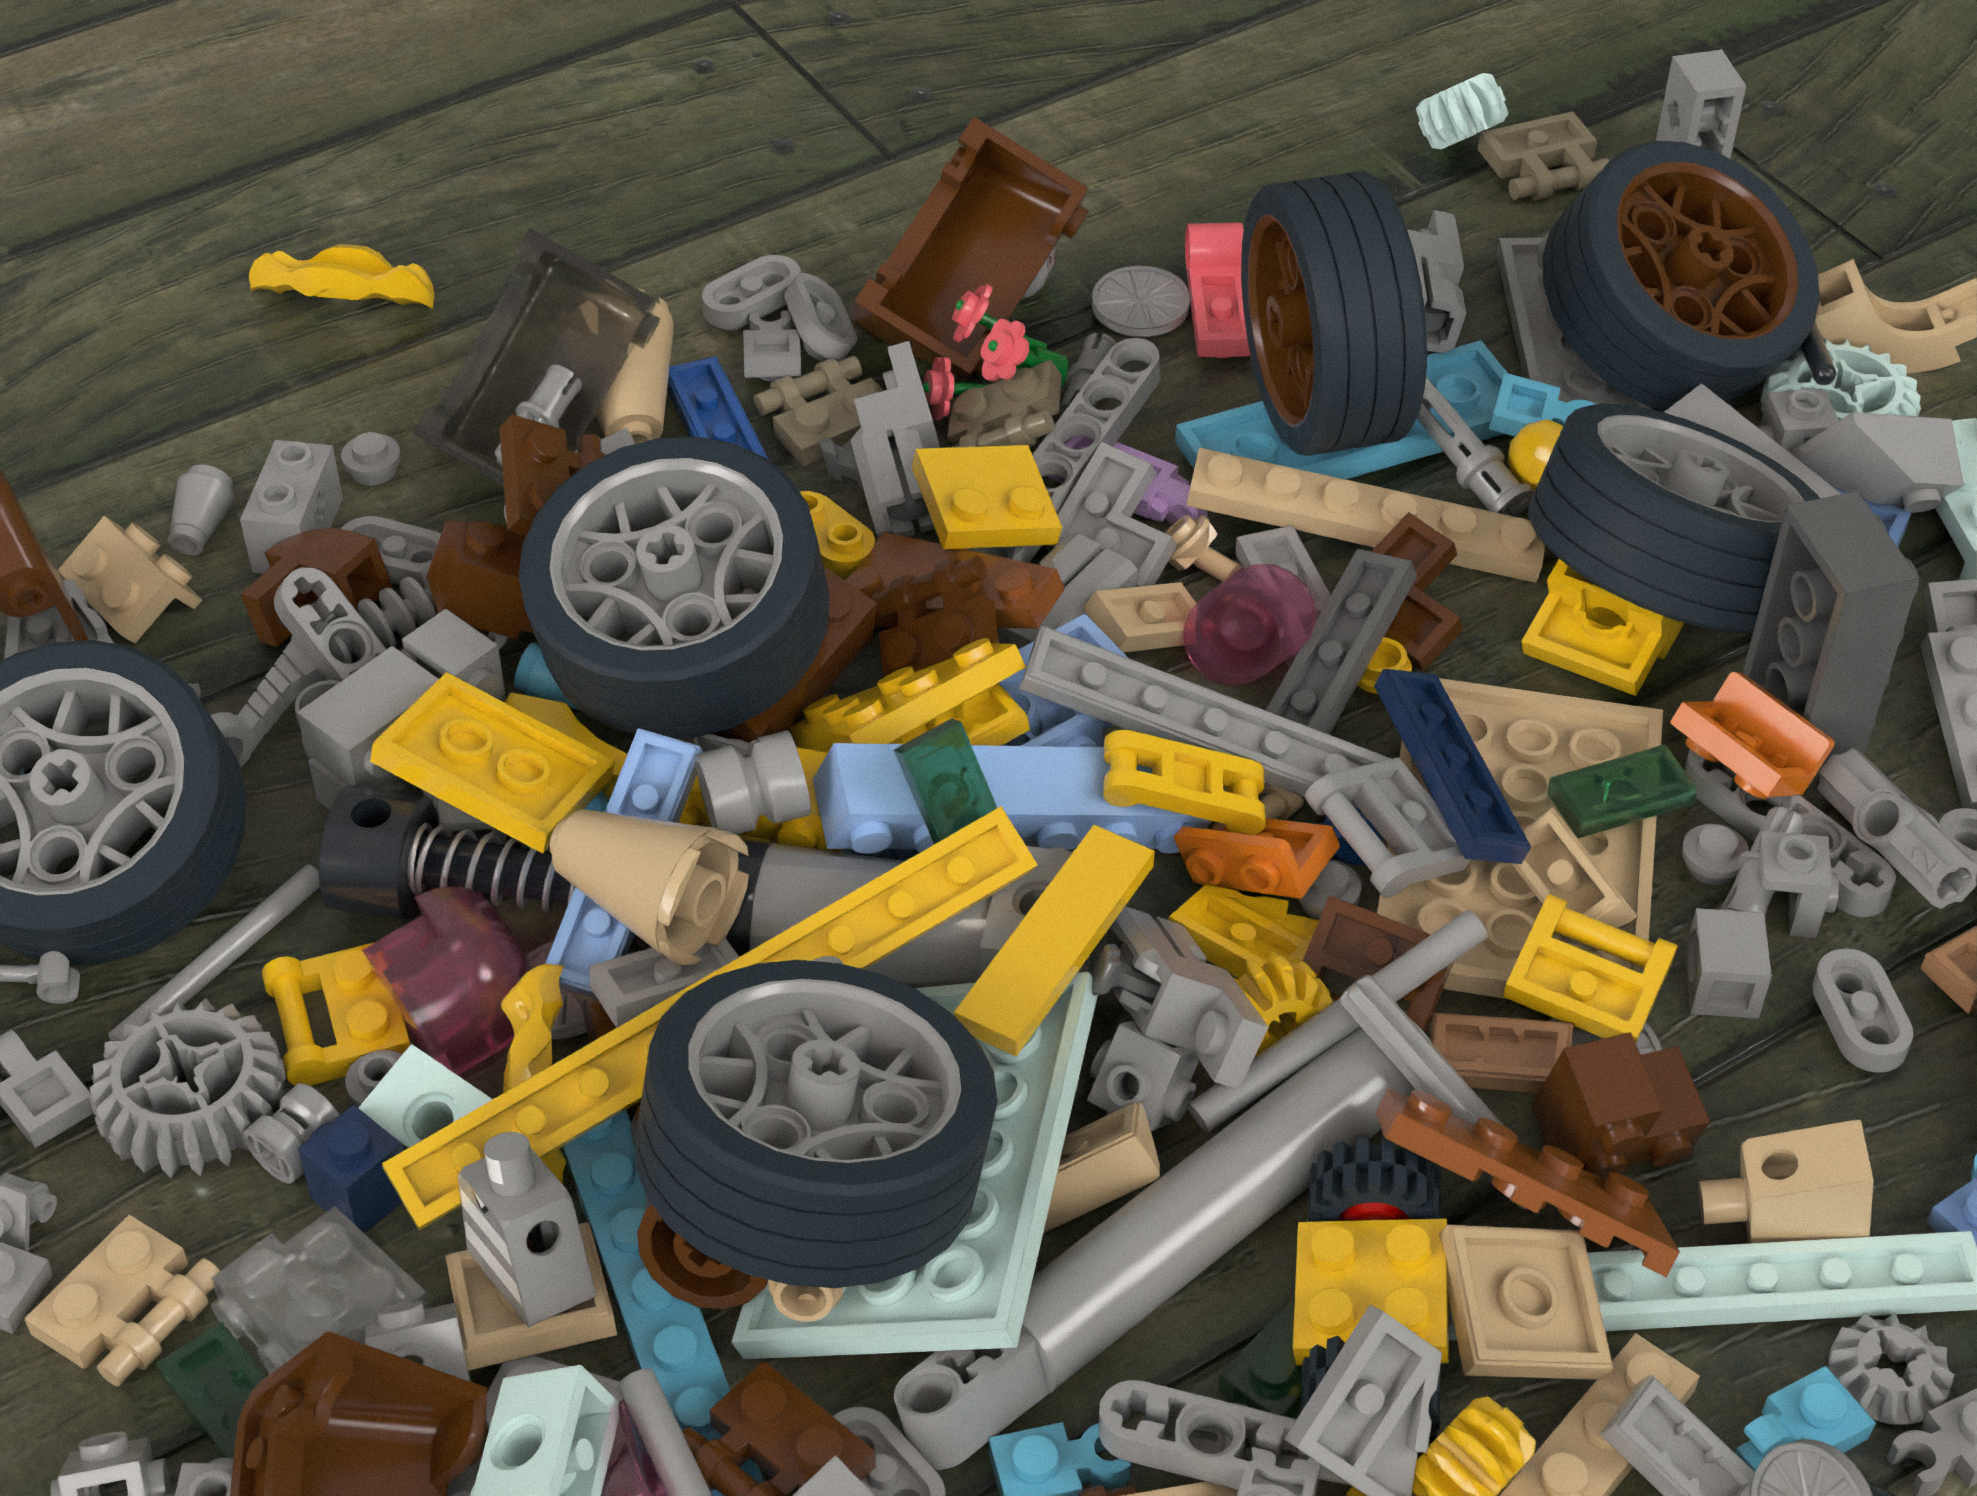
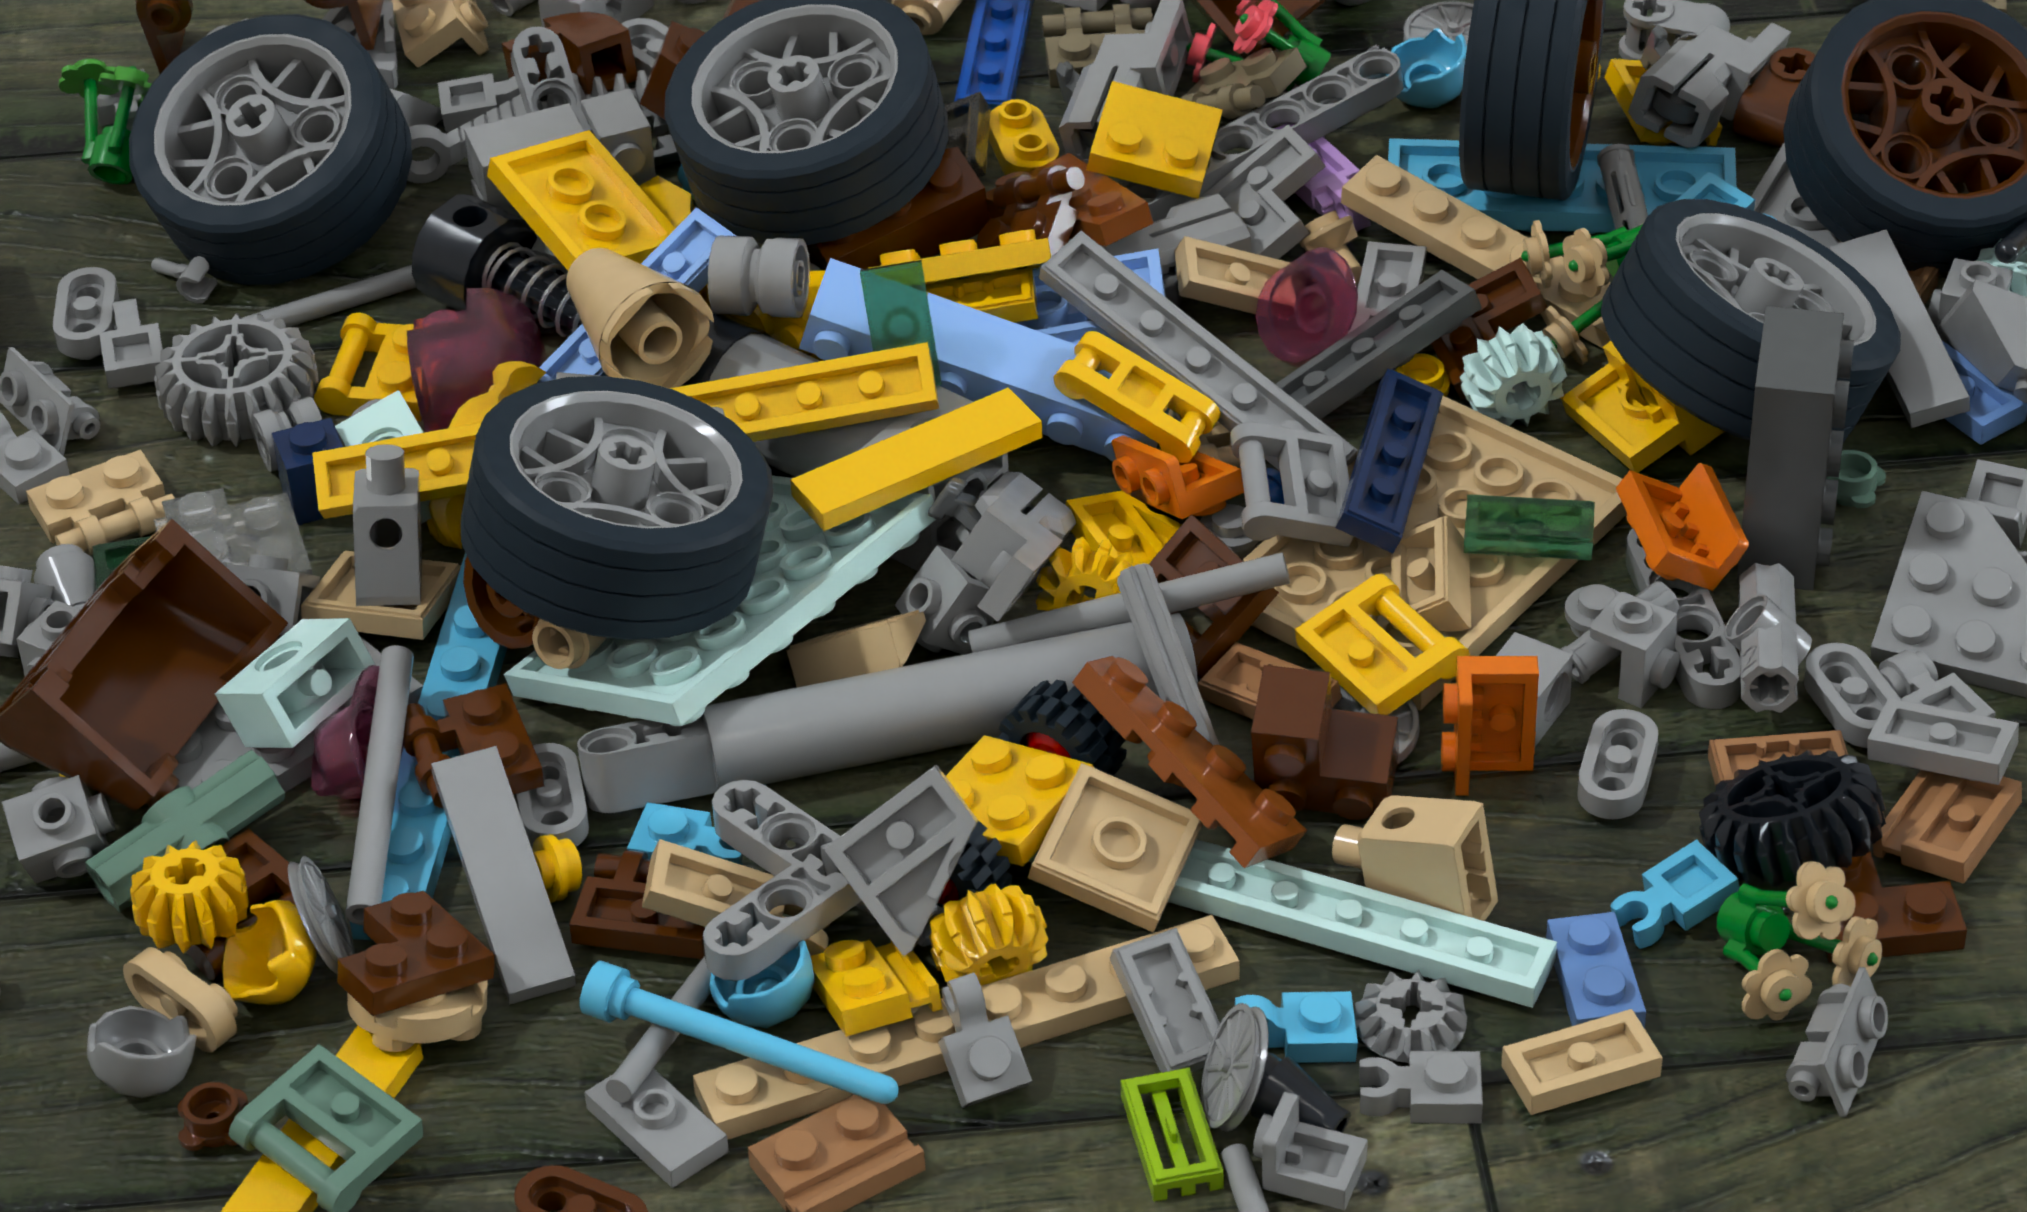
camera: 30 degrees right, 5 degrees down
(159, 1412) = (69, 572): none -> light grey cone
(238, 664) = (472, 96): none -> light grey plate
(1172, 332) = (1431, 69): none -> medium azure hair
(1480, 634) = (1513, 375): none -> light aqua gear
(1486, 279) = (1766, 102): none -> reddish brown piece
(1501, 500) = (1584, 264): none -> tan plant
(1745, 1012) = (1491, 716): none -> orange bracket

